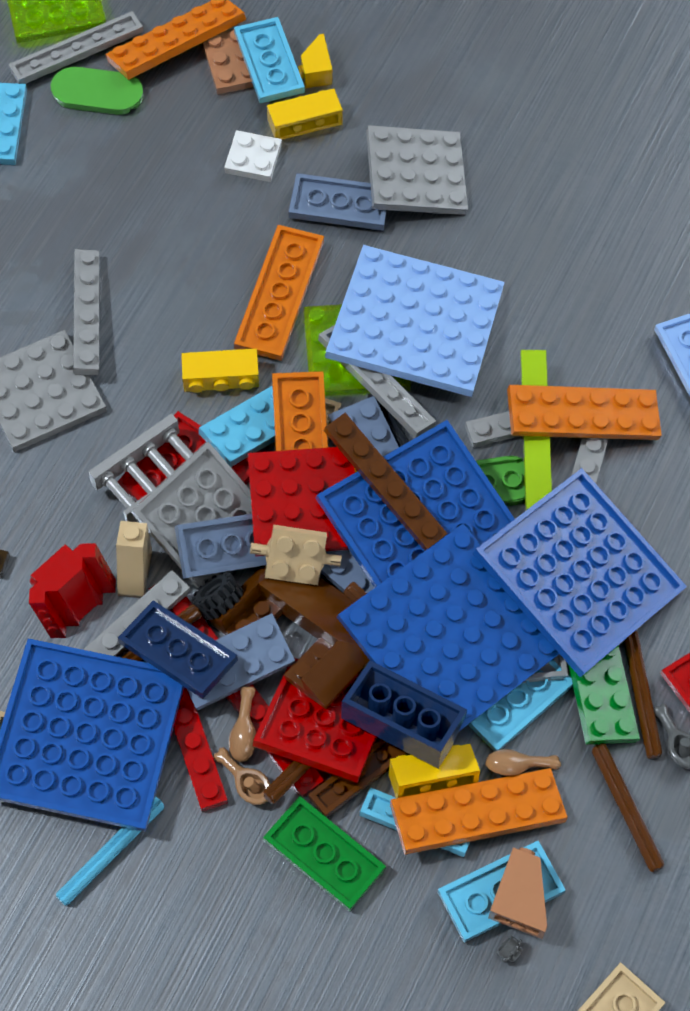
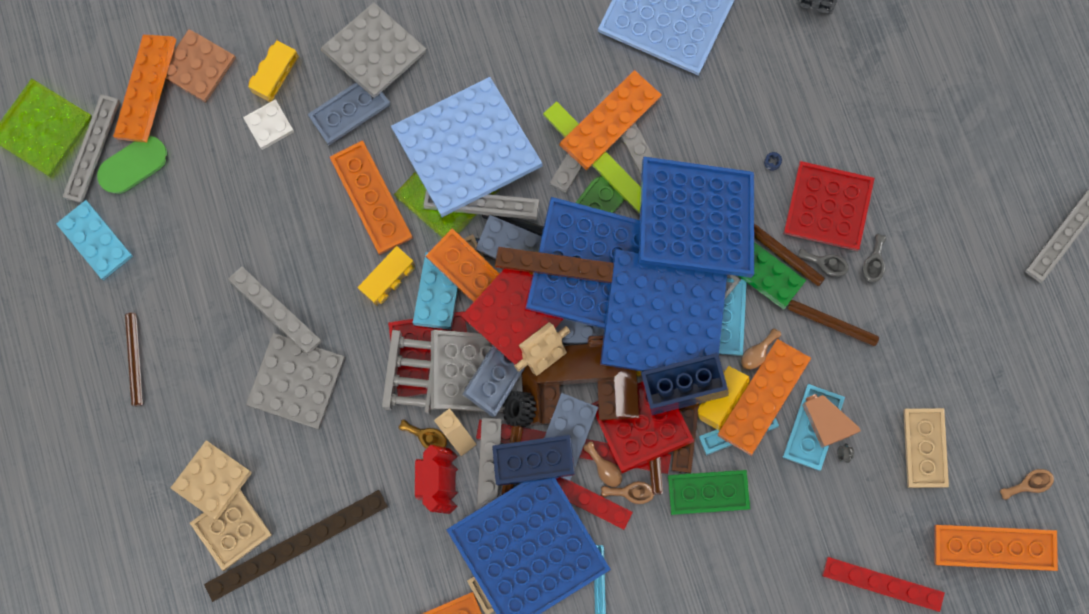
camera: 35 degrees left, 15 degrees up
(104, 542) = (427, 436): none -> pearl gold piece
(269, 60) = (219, 55): medium azure plate -> none
(316, 64) = (247, 32): yellow slope -> none

